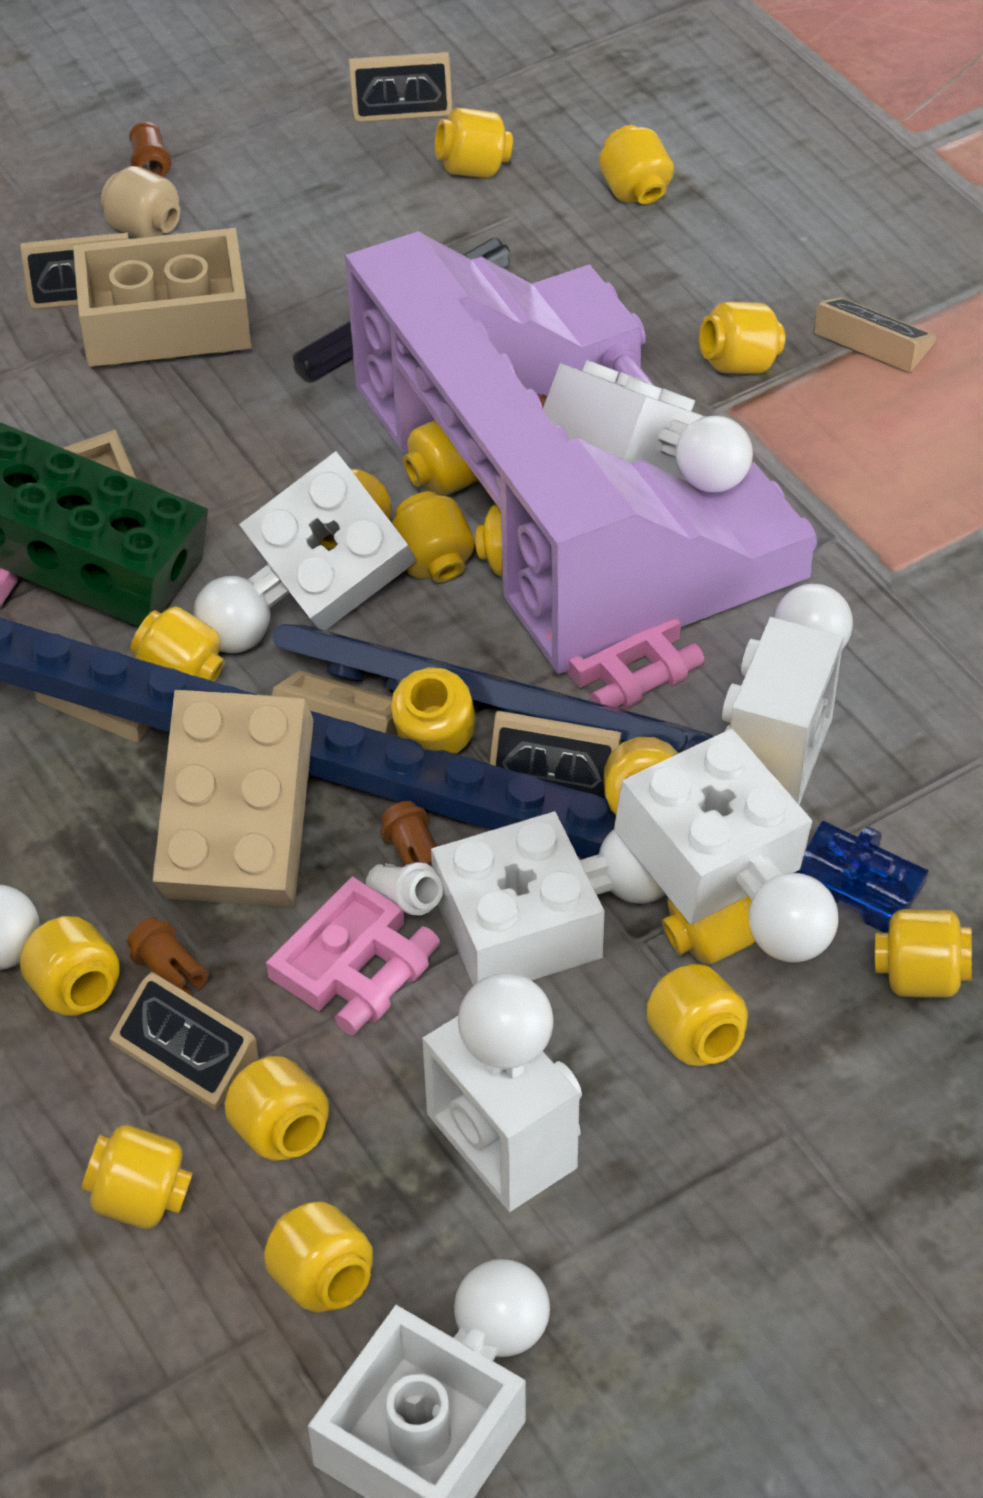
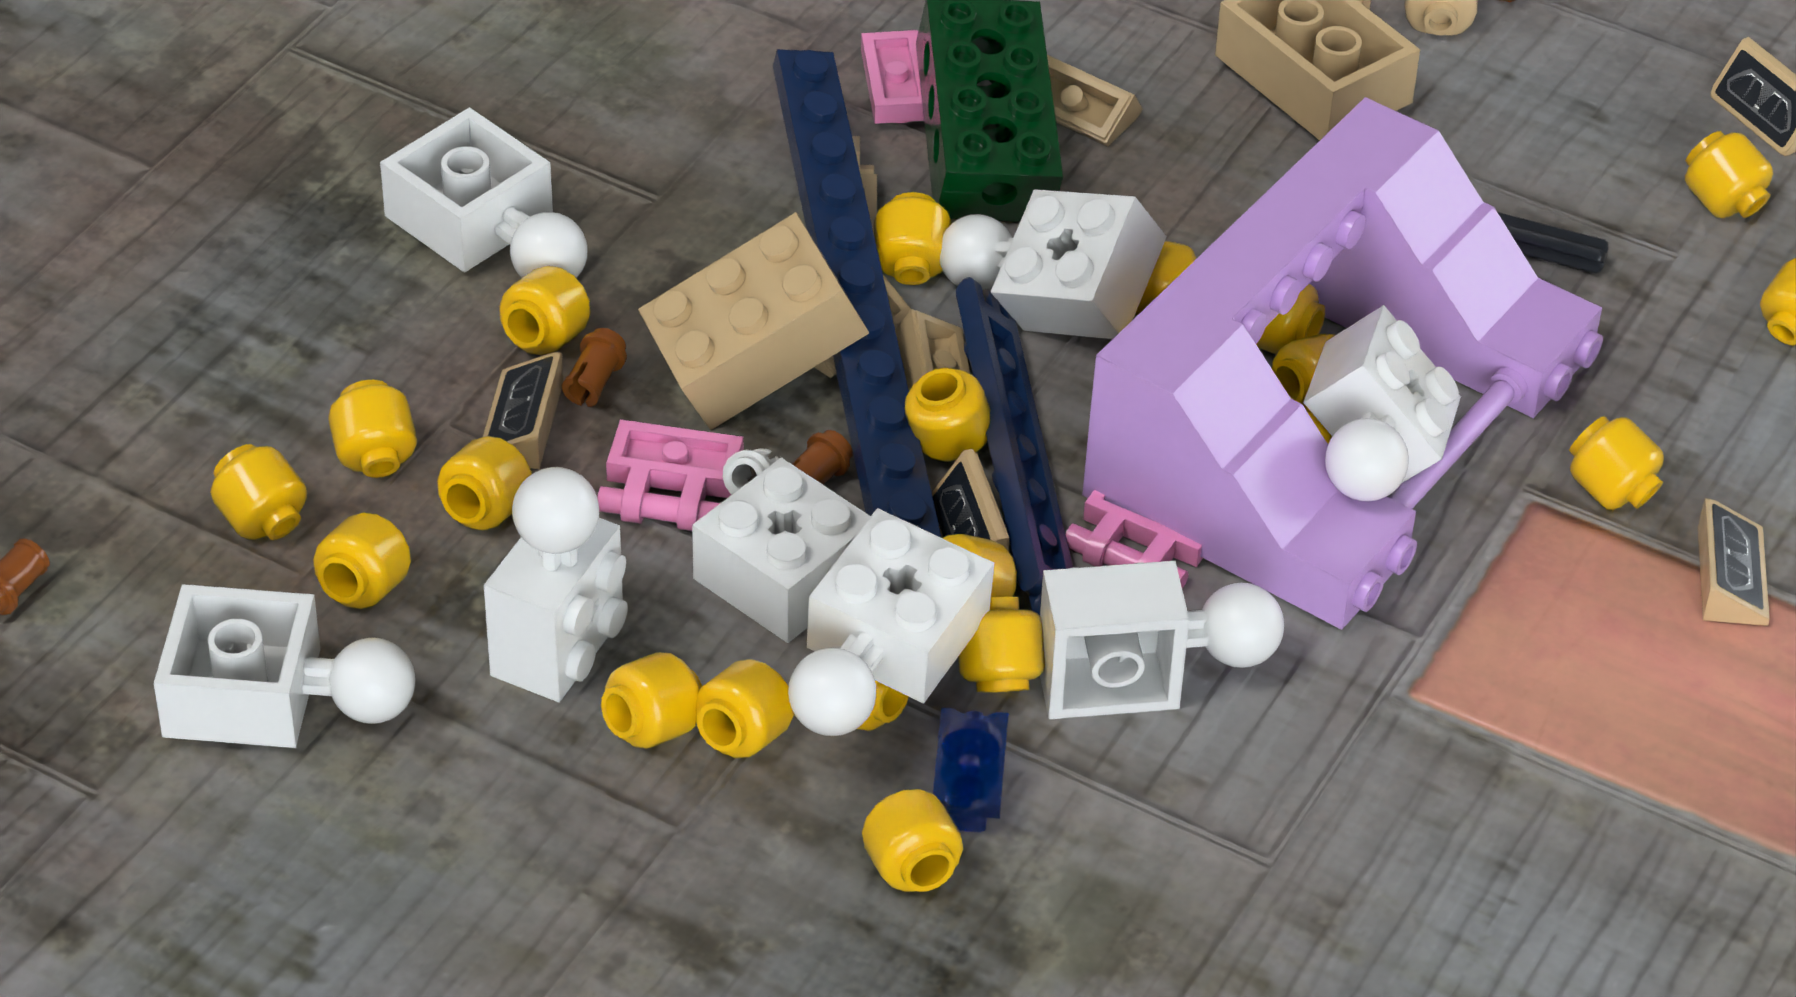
camera: 60 degrees right, 5 degrees down
(161, 1316) = (258, 492): none -> yellow head
(647, 1082) = (651, 700): none -> yellow head

